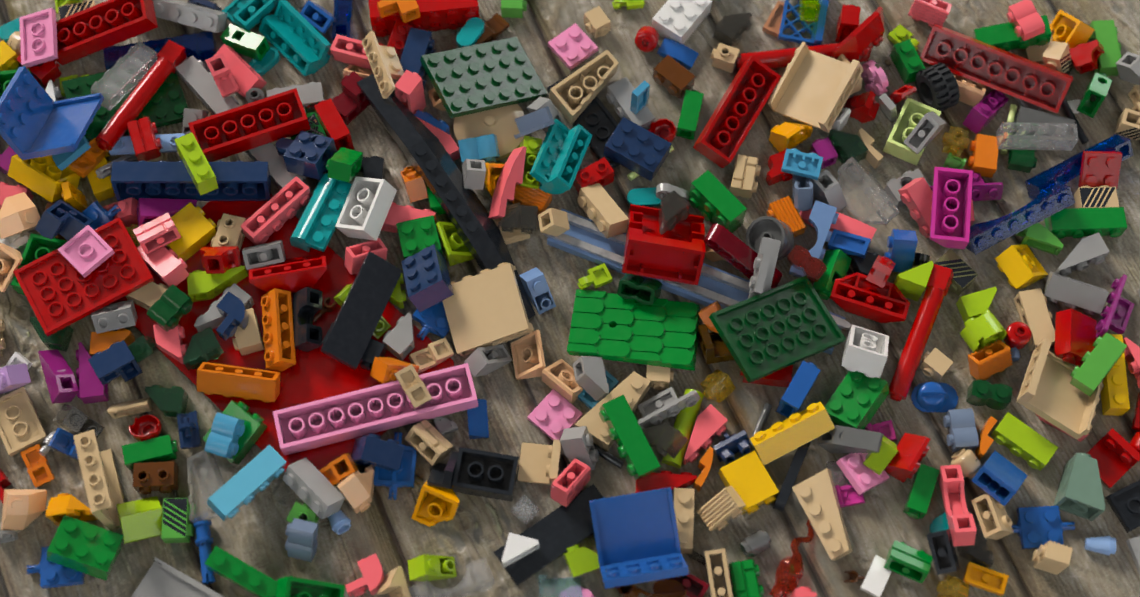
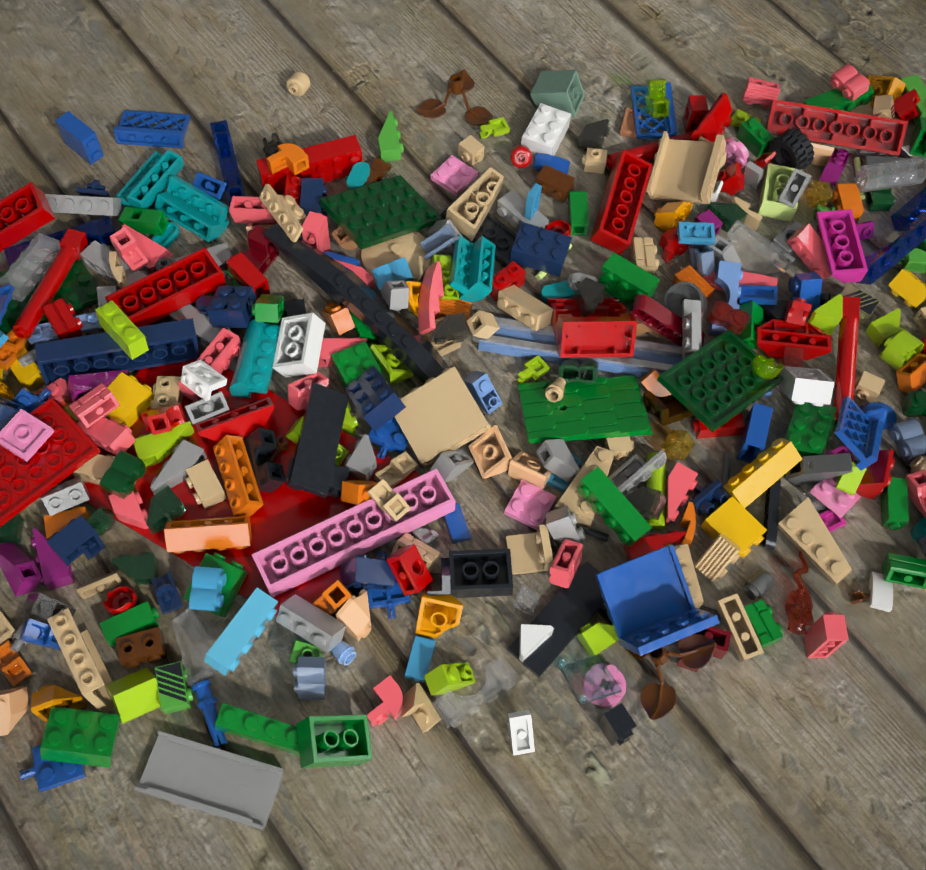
camera: 15 degrees left, 5 degrees down
(207, 96) = (117, 270): none -> tan slope
(235, 314) = (190, 466): dark blue brick -> none
(263, 226) = (202, 379): none -> white bracket
(409, 543) = (420, 659): none -> dark azure tile
(417, 457) = (409, 569): none -> red brick
(609, 305) = (555, 391): none -> tan cone
(826, 325) = (765, 367): none -> clear neon green hair
(863, 317) = (792, 356): none -> clear red bracket
(909, 423) = (859, 433): none -> blue fence

